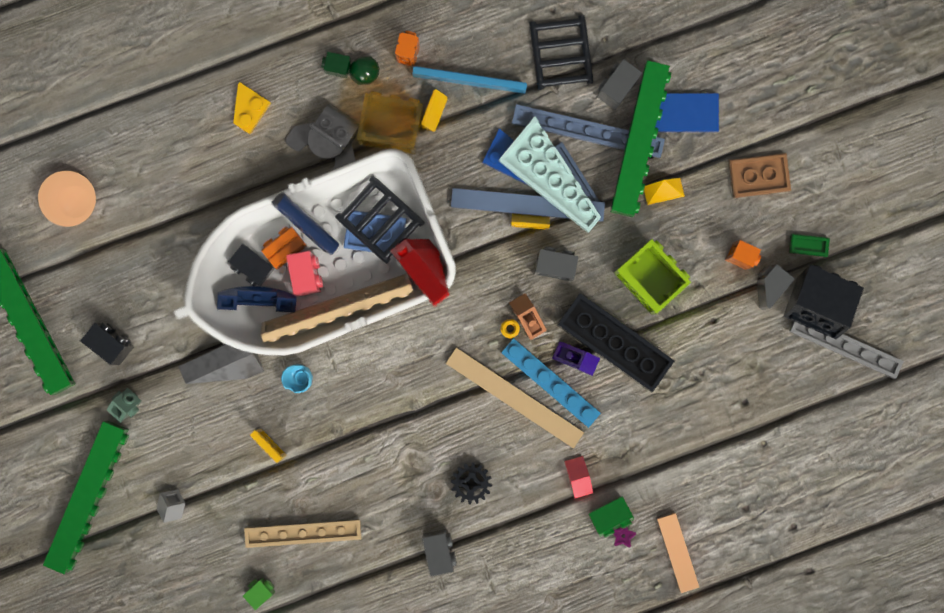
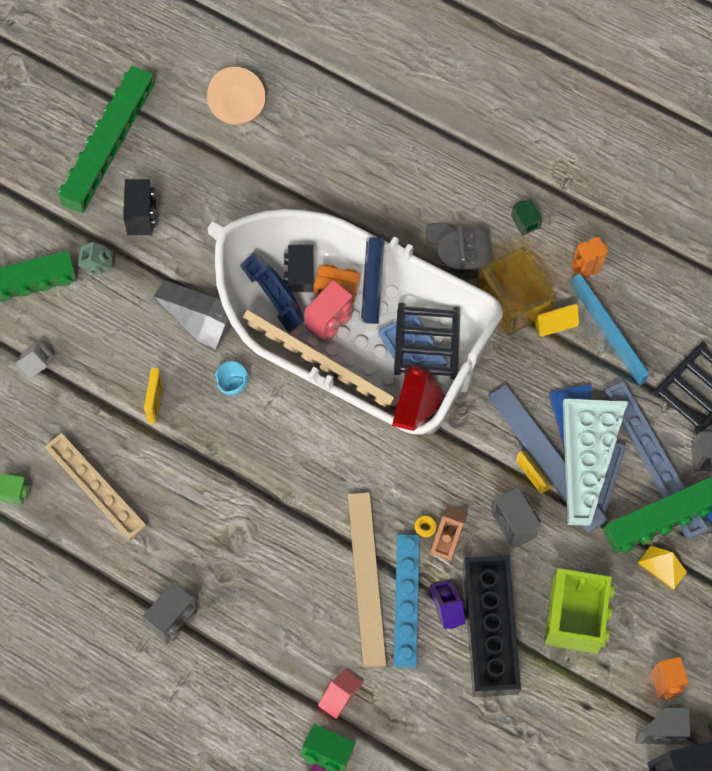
camera: 50 degrees right, 20 degrees down
(248, 108) = (429, 178): yellow wing -> none
(364, 70) = (541, 242): dark green hair -> none
(470, 491) = (250, 603): black gear -> none

